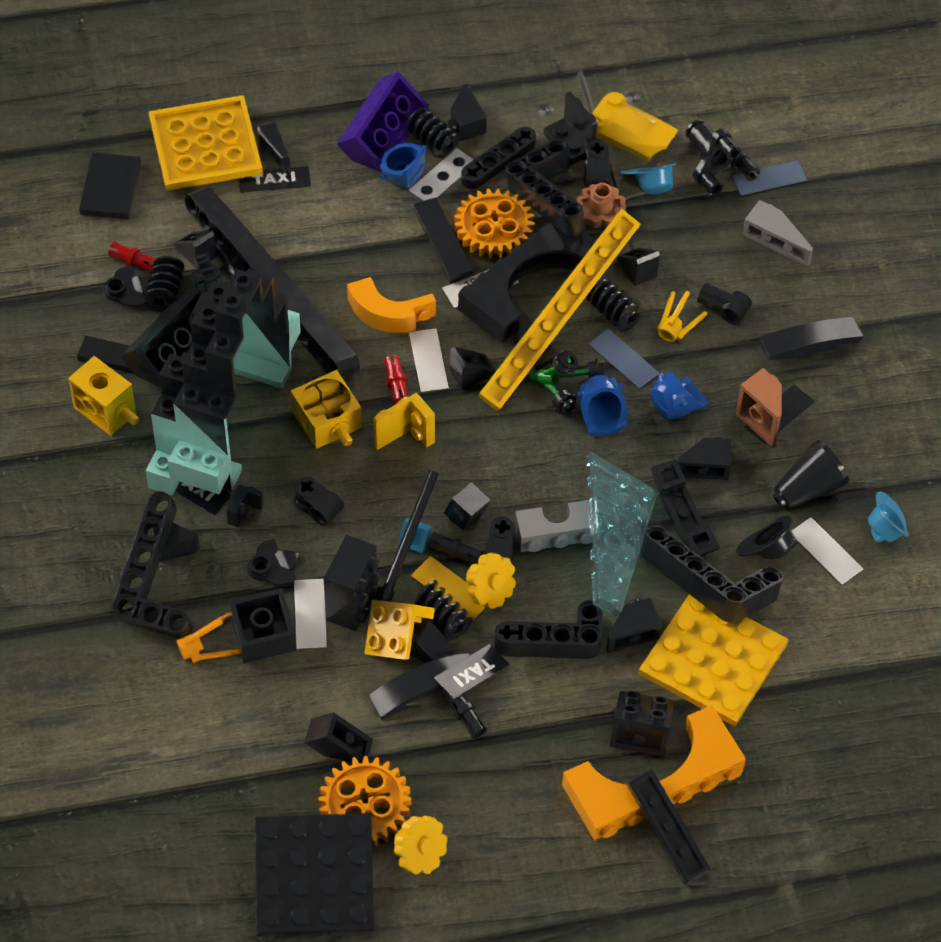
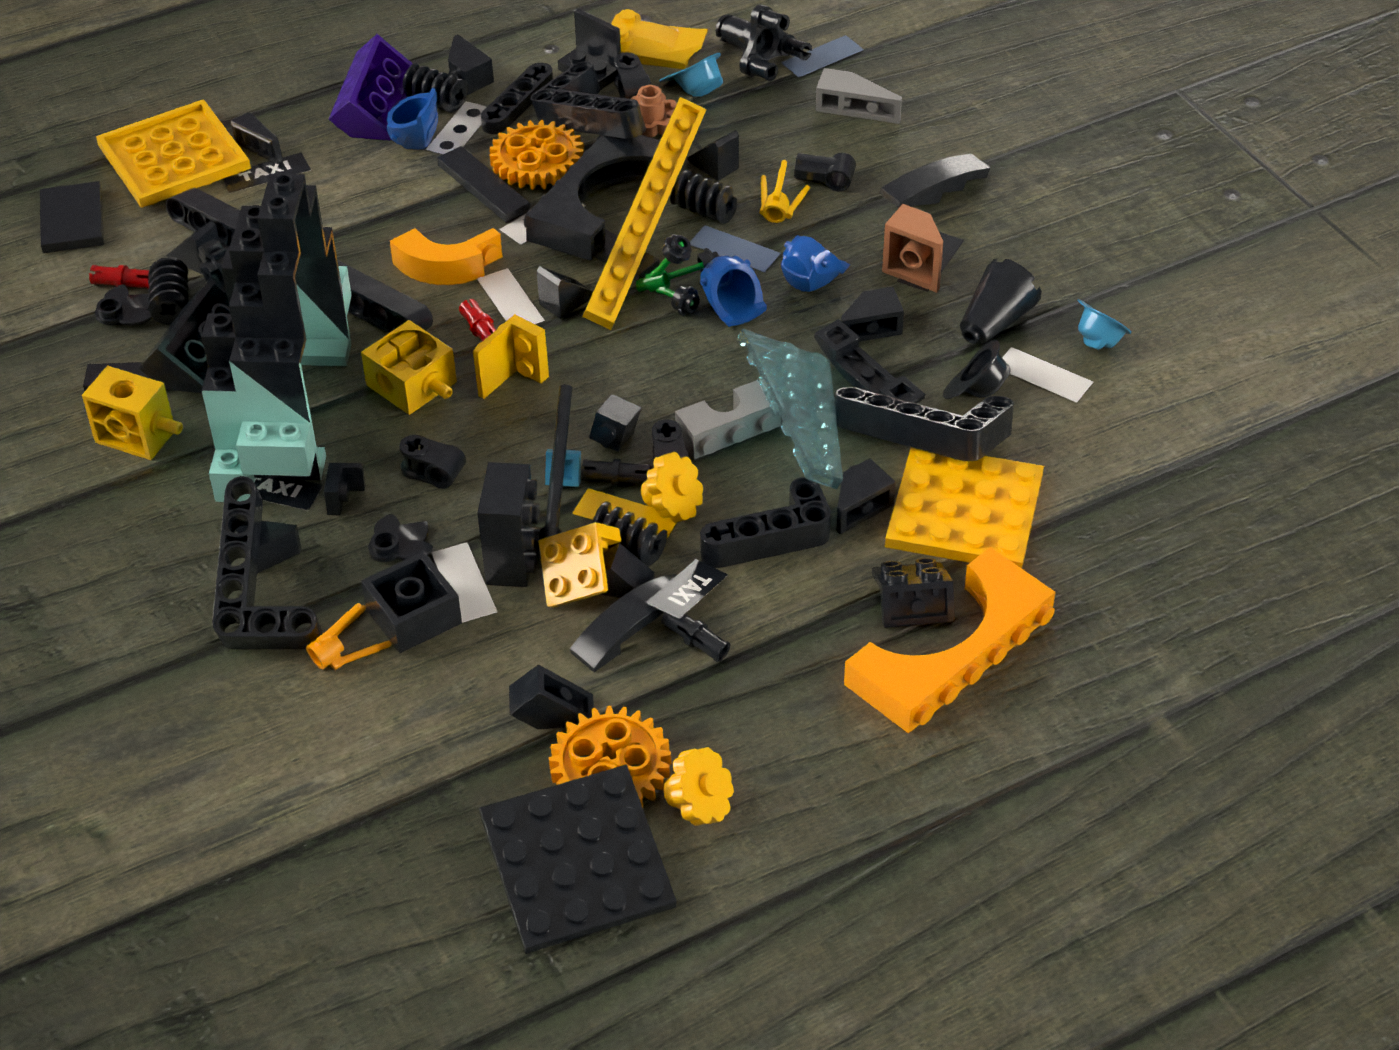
camera: 15 degrees left, 10 degrees down
(668, 827) = (996, 688): black tile -> none

